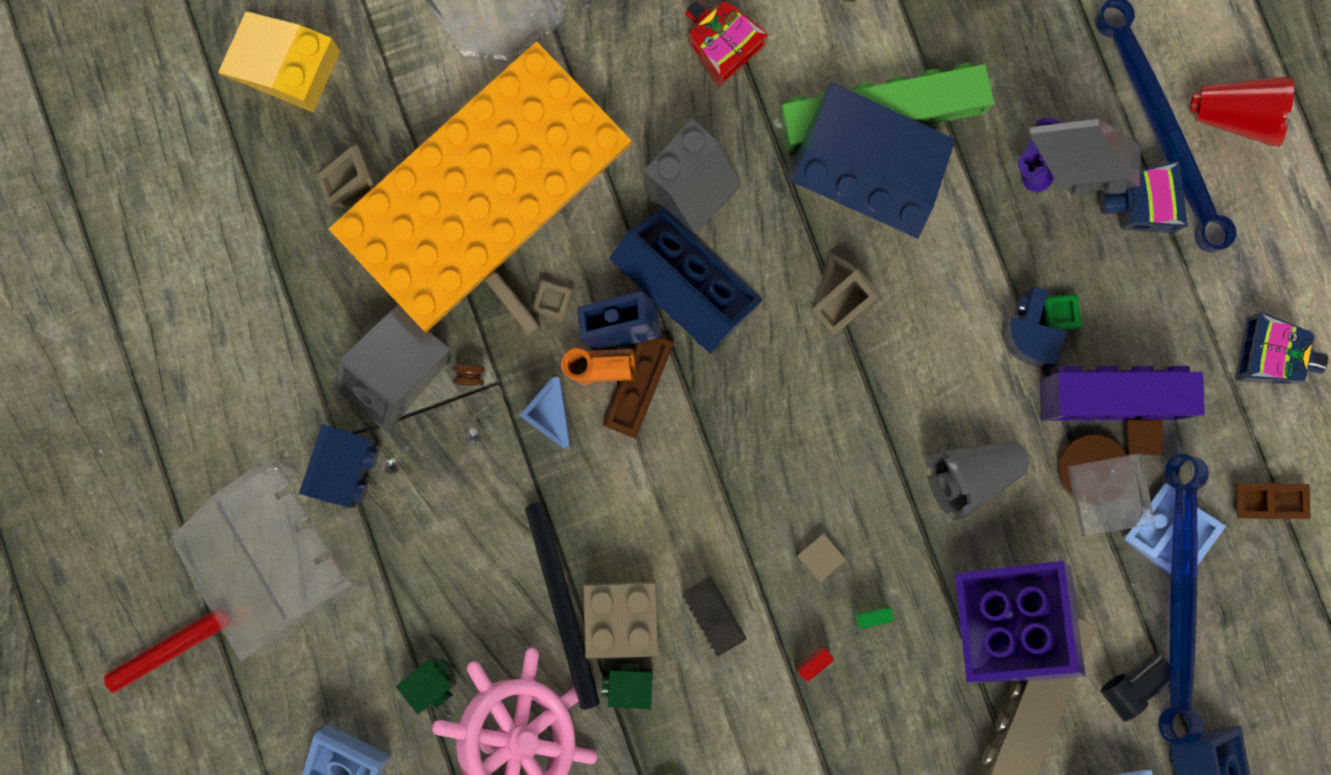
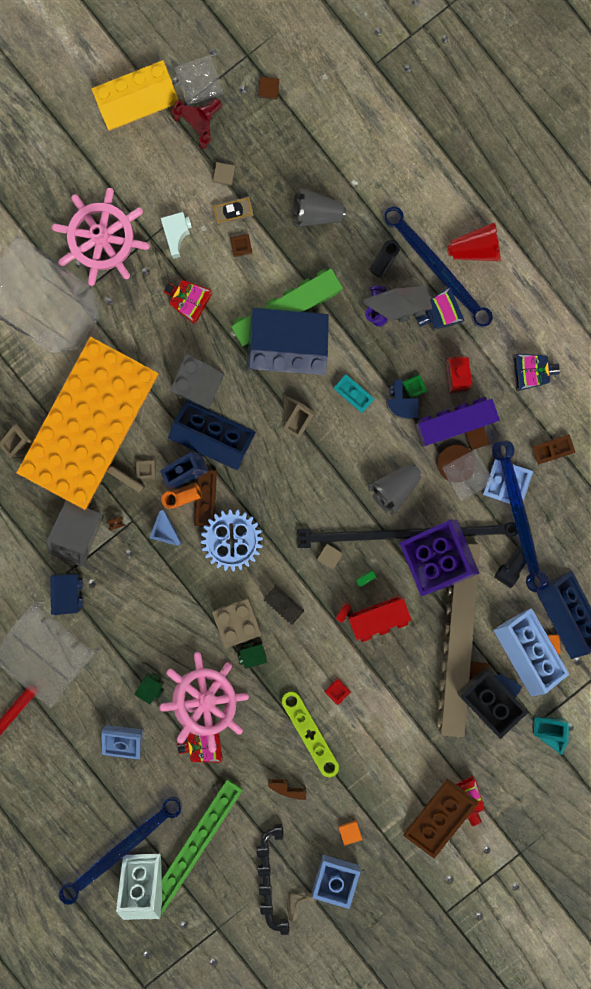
camera: 10 degrees left, 5 degrees up
(562, 606) = (204, 625): black axle -> none
(690, 478) = (248, 539): none -> light blue gear
(799, 514) = (395, 534): none -> black hinge
(877, 697) = (379, 618): none -> red brick
(953, 289) = (353, 393): none -> teal plate
(1079, 80) = (384, 260): none -> black piece
(1149, 312) = (458, 373): none -> red torso

